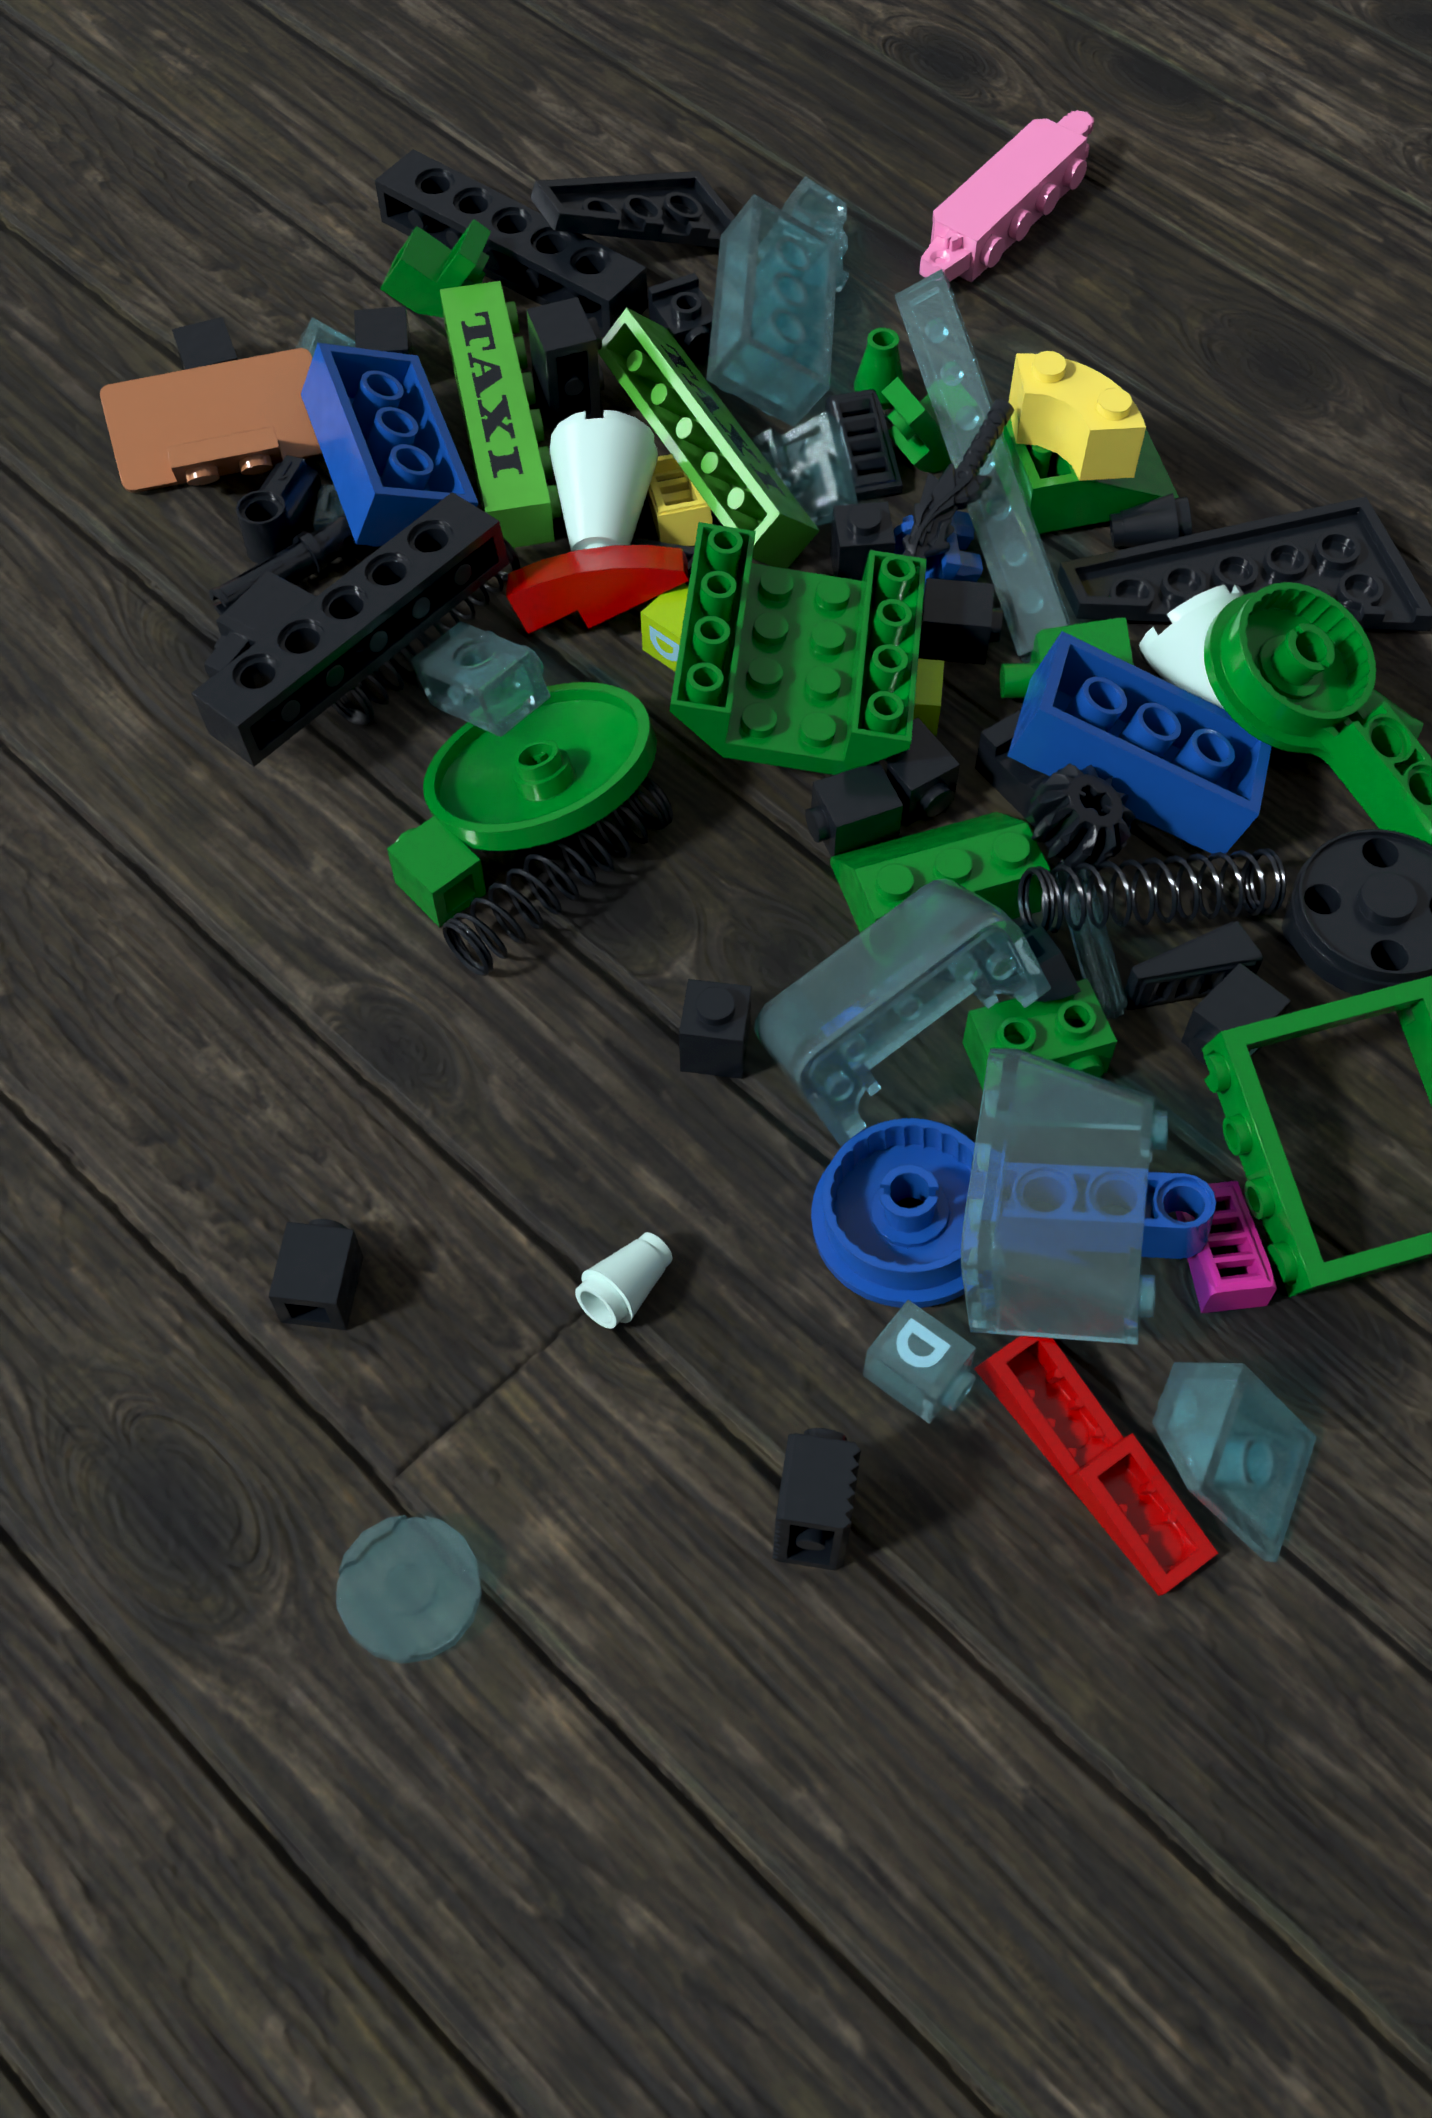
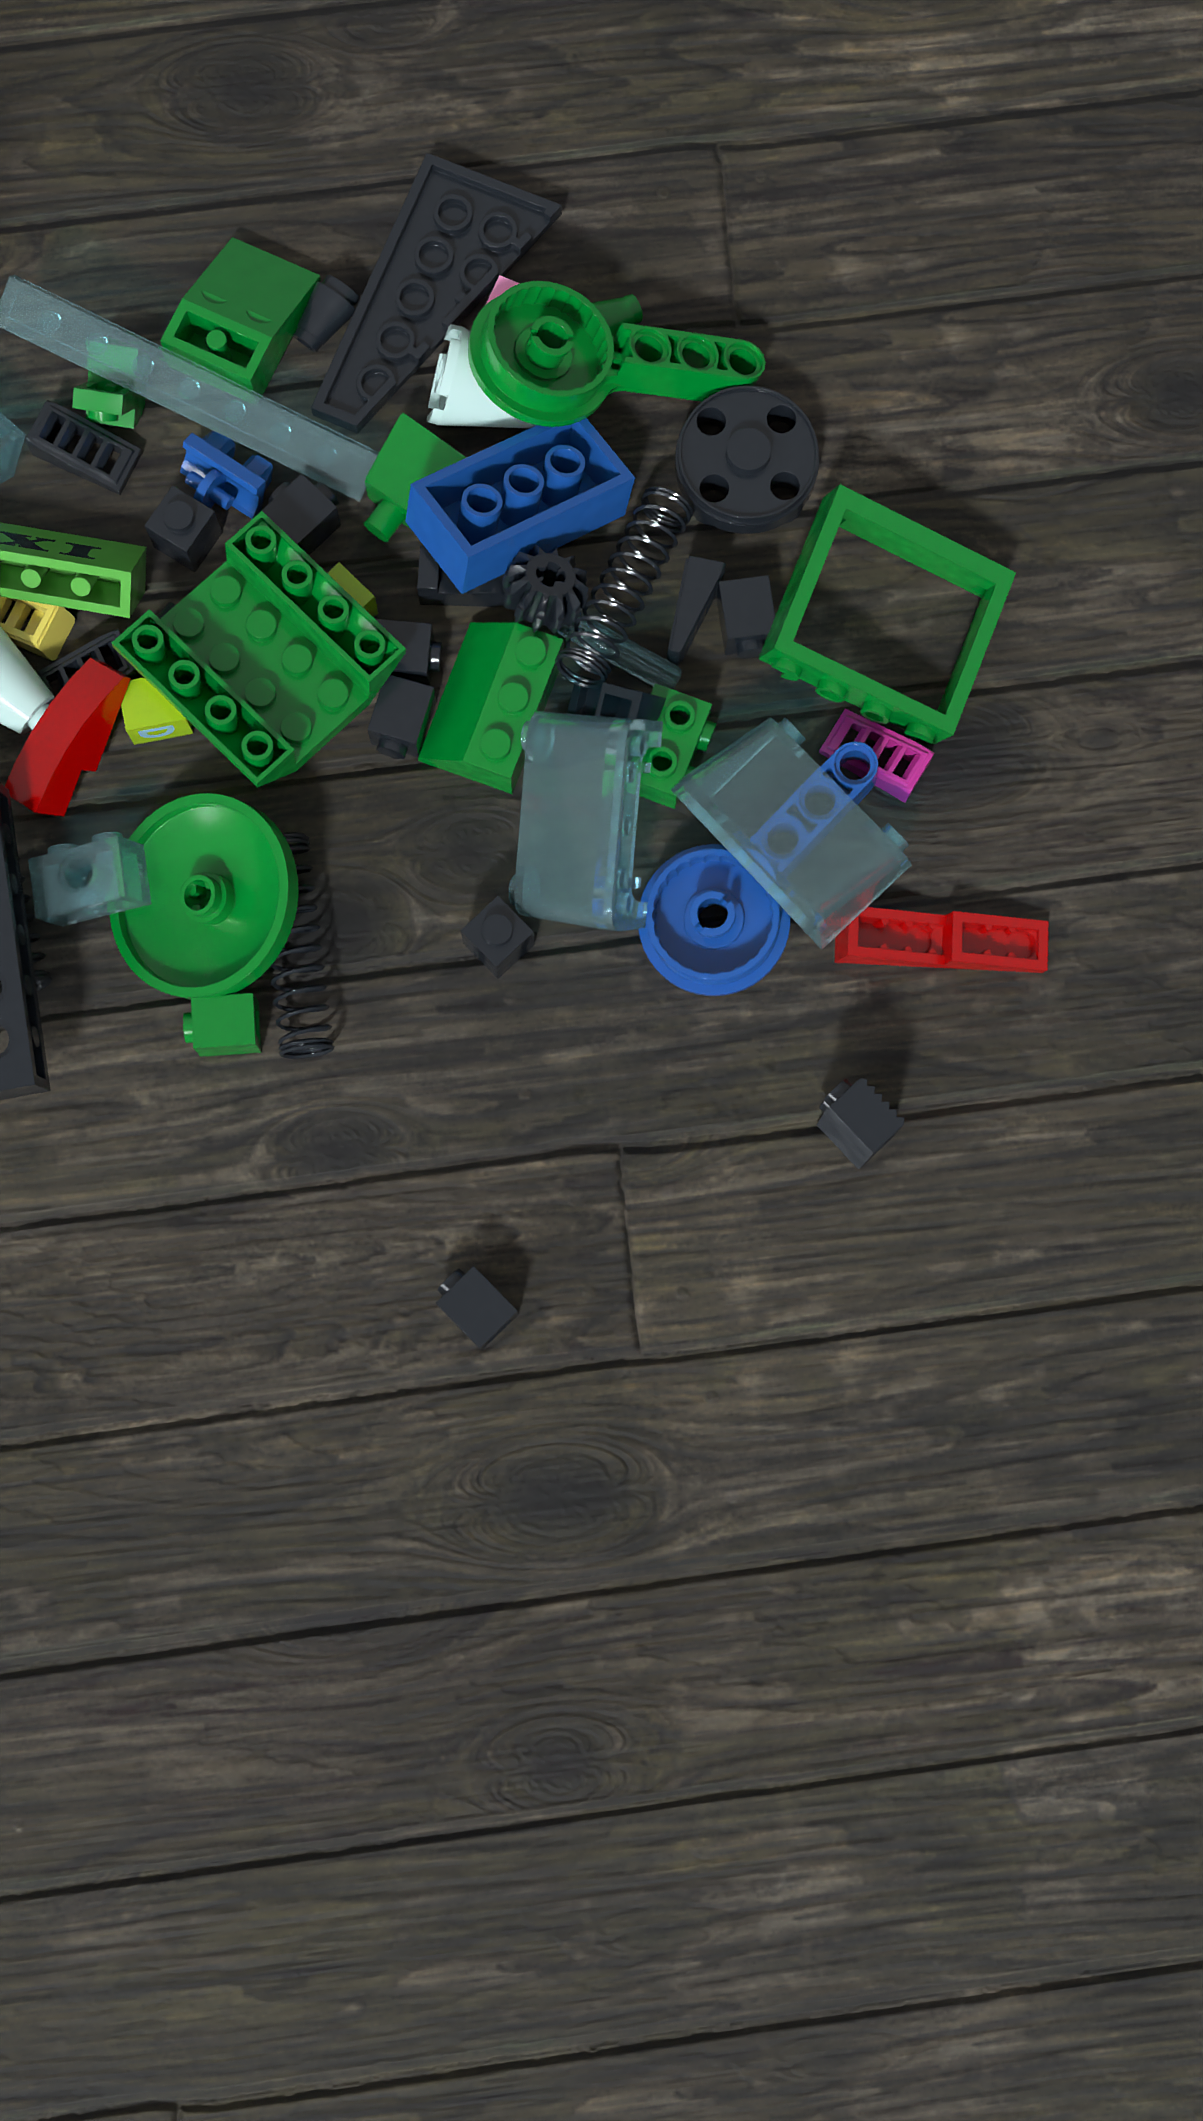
camera: 55 degrees left, 20 degrees up
(408, 1588) = (718, 1389): clear light blue tile -> none
(622, 1281) = (625, 1126): light aqua cone -> none
(811, 465) = (75, 501): clear light blue slope -> none
(880, 364) = (27, 380): green cone -> none
(921, 1363) = (816, 993): clear light blue brick -> none
(954, 489) = (209, 438): black sword -> none
(1076, 415) = (224, 303): light yellow brick -> none
(1235, 1448) = (1004, 864): clear light blue slope -> none

